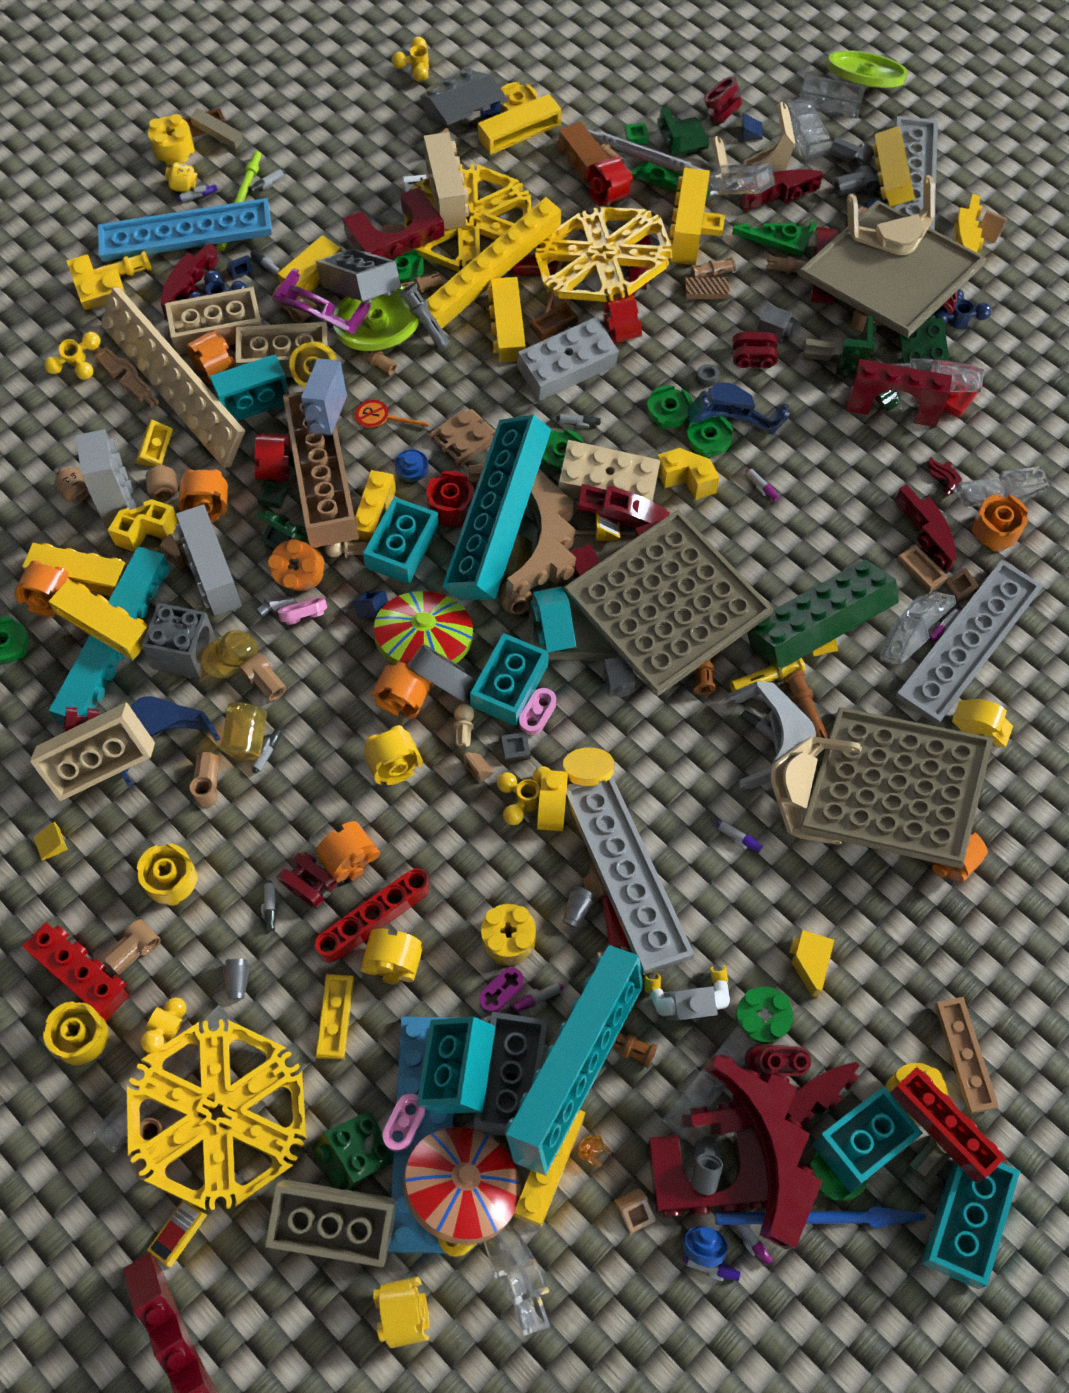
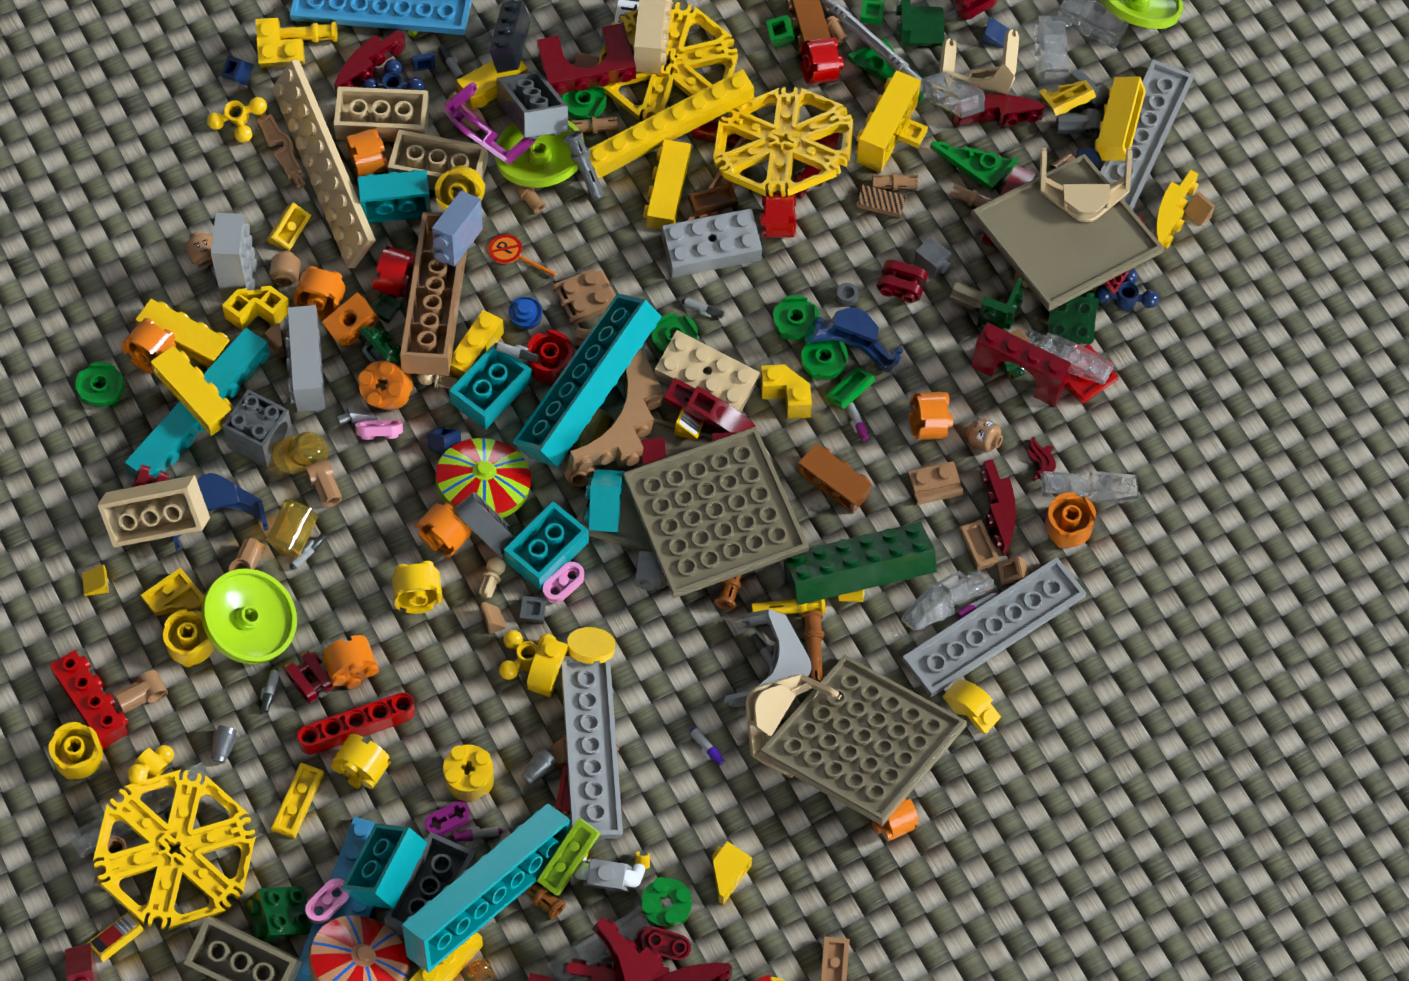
camera: 15 degrees right, 0 degrees up
(62, 315) = (237, 70): none -> dark blue slope
(138, 833) = (173, 594): none -> yellow wing
(225, 834) = (249, 616): none -> lime dish
(230, 517) = (338, 321): none -> orange brick
(316, 222) = (510, 36): none -> black brick
(420, 498) = (517, 351): none -> piece
(563, 165) = (781, 31): none -> green brick
(648, 996) = (568, 856): none -> lime plate
(745, 456) = (850, 388): none -> green tile
(763, 541) = (834, 478): none -> dark orange brick
(832, 460) = (930, 415): none -> orange brick
(840, 160) = (1068, 97): none -> yellow wing
(857, 522) = (935, 483): none -> medium nougat plate
(887, 466) = (984, 435): none -> medium nougat head

